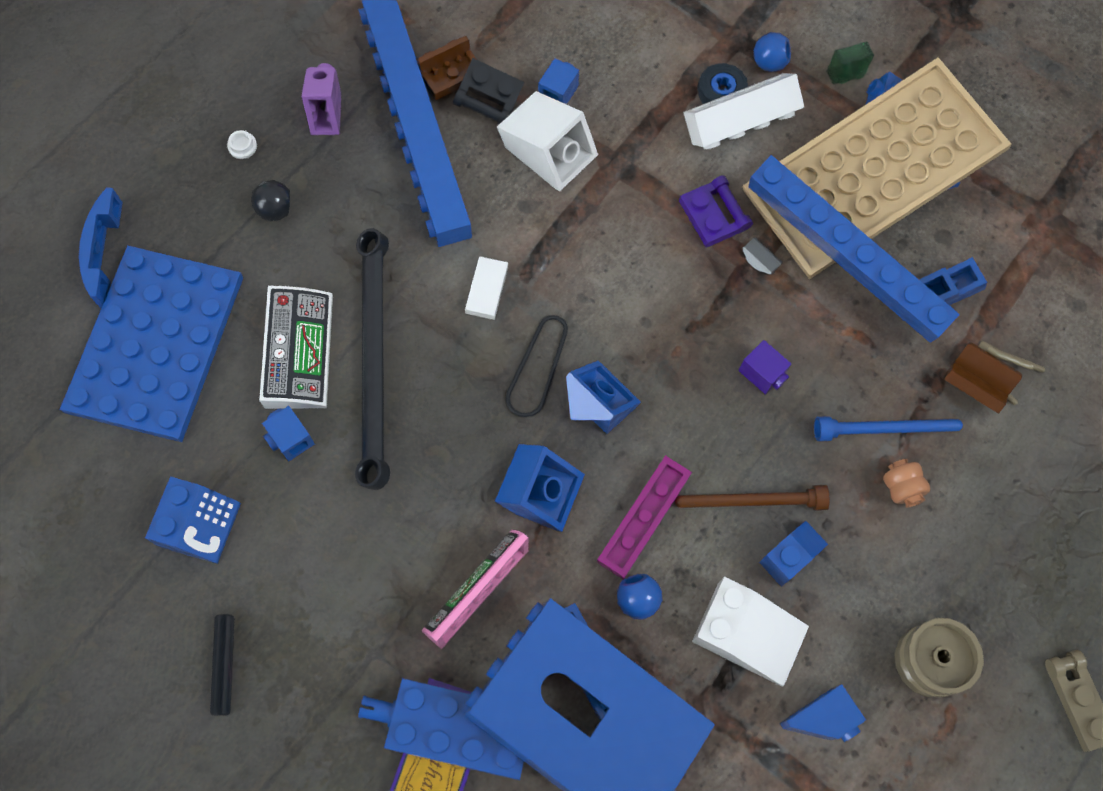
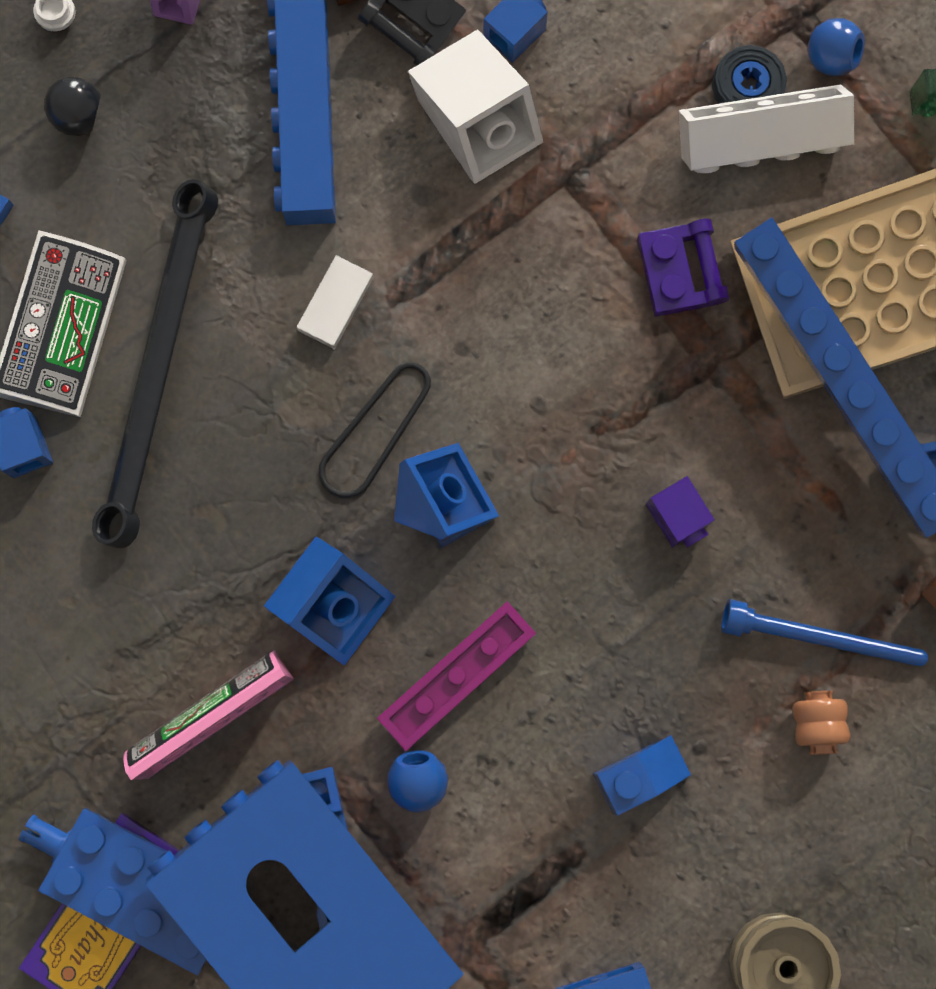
camera: 15 degrees right, 10 degrees up
(750, 631) = (551, 865): white slope -> none
(761, 257) = (726, 350): dark grey piece -> none
(815, 498) = (690, 708): reddish brown piece -> none

